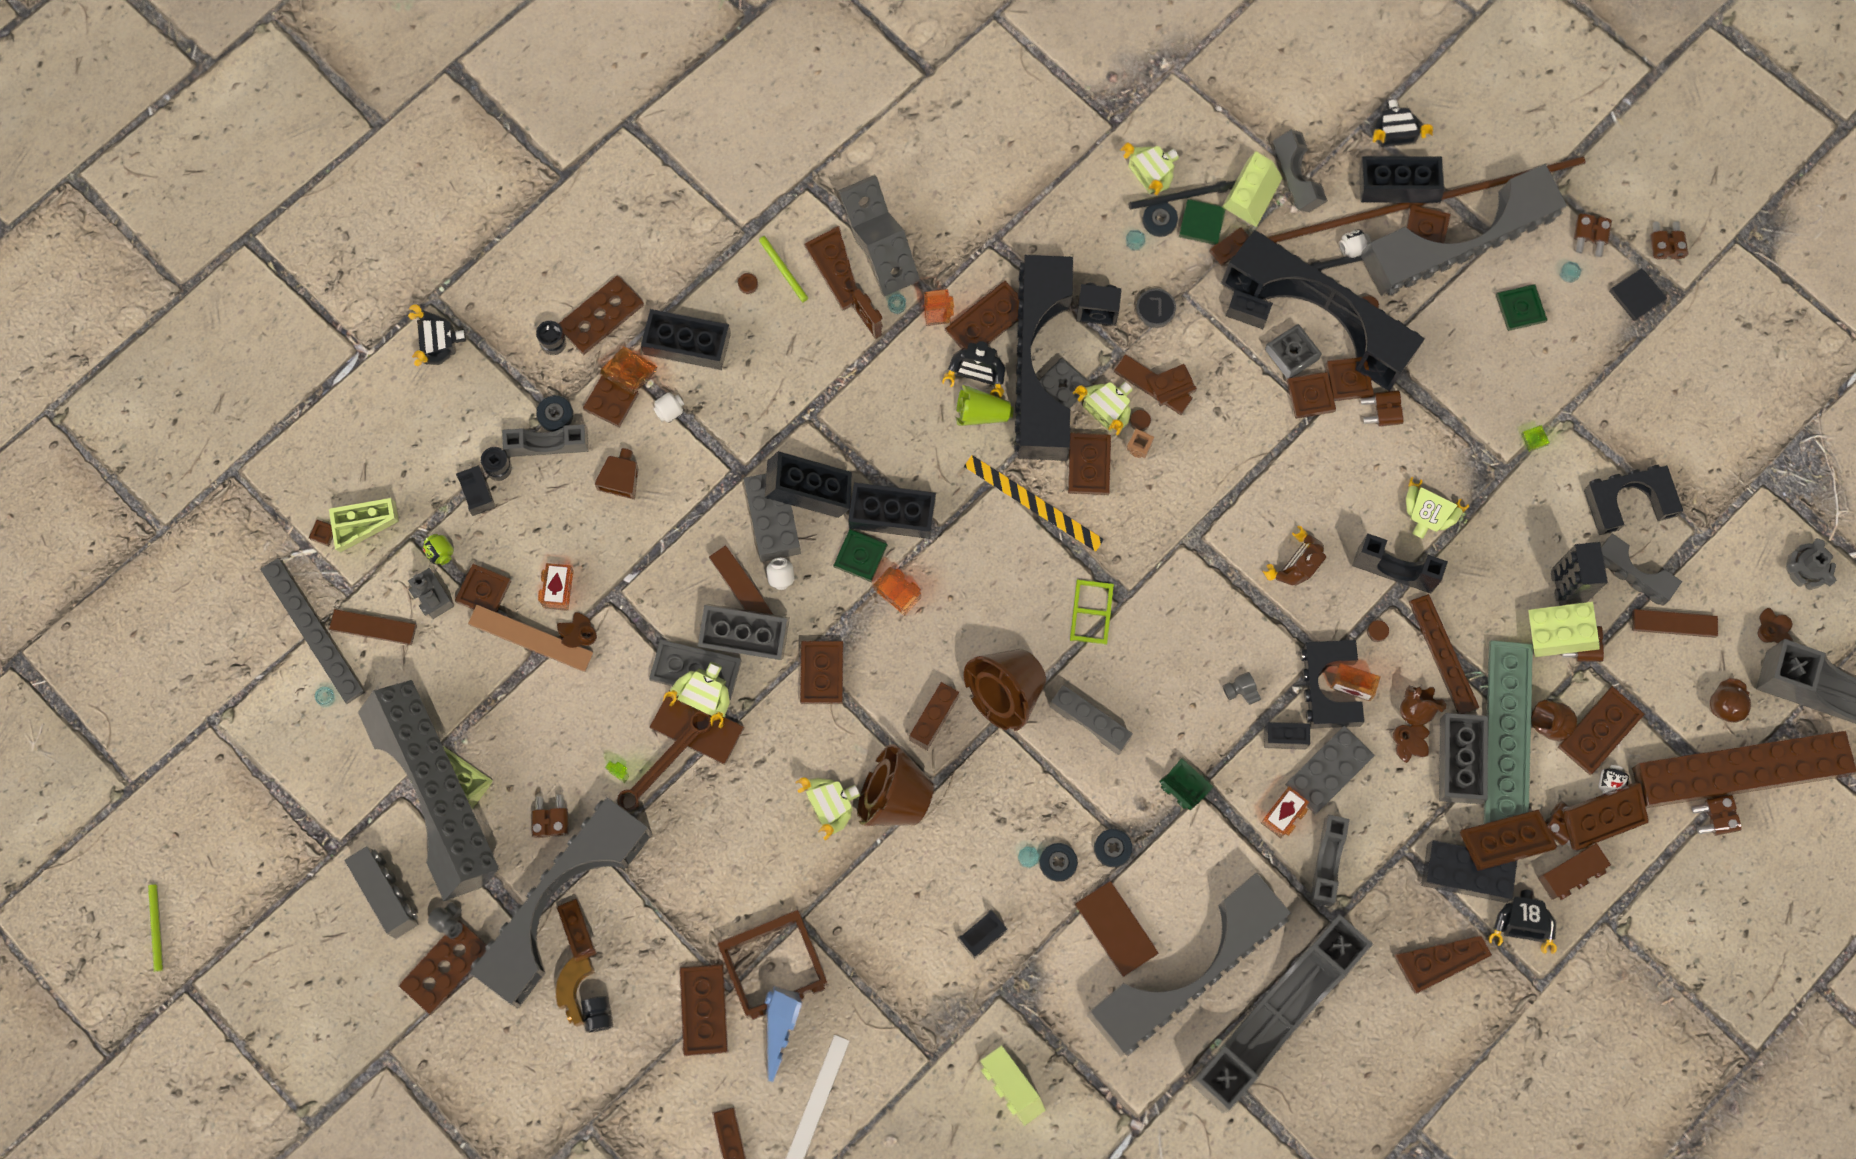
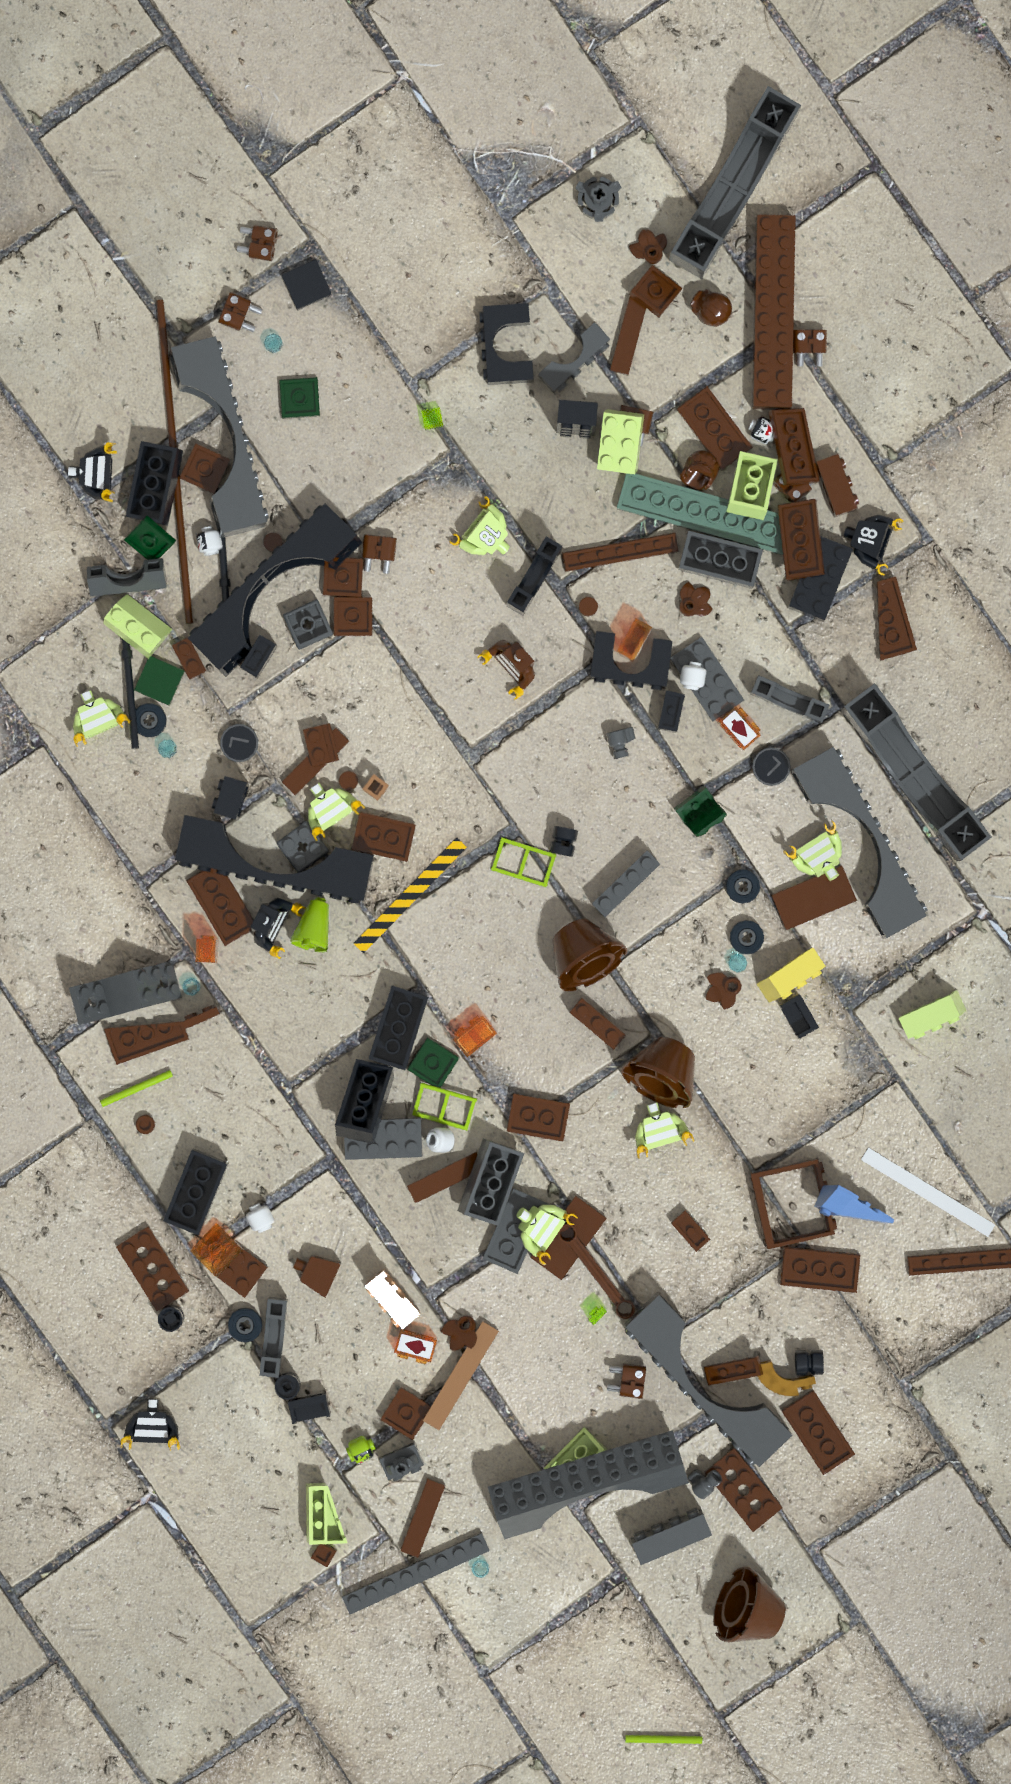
camera: 80 degrees left, 15 degrees up
(308, 992) = (747, 1608): none -> reddish brown cone
(520, 1040) = (818, 1432): none -> reddish brown tile
(603, 552) = (392, 1299): none -> wedge
(724, 857) = (690, 1231): none -> reddish brown plate
(802, 573) = (440, 1119): none -> lime window
(994, 844) = (720, 990): none -> reddish brown plate
(1026, 917) = (792, 975): none -> light yellow wedge
(1130, 648) = (563, 834): none -> black wheel
(1166, 924) = (819, 855): none -> yellowish green torso
(1250, 856) = (771, 766): none -> black tile
(1331, 749) = (693, 676): none -> white head
(1344, 184) = (149, 539): none -> dark green tile
(1419, 706) = (666, 586): reddish brown hair -> none
(1552, 776) = (751, 485): none -> yellowish green brick
(1731, 640) = (655, 291): none -> reddish brown plate

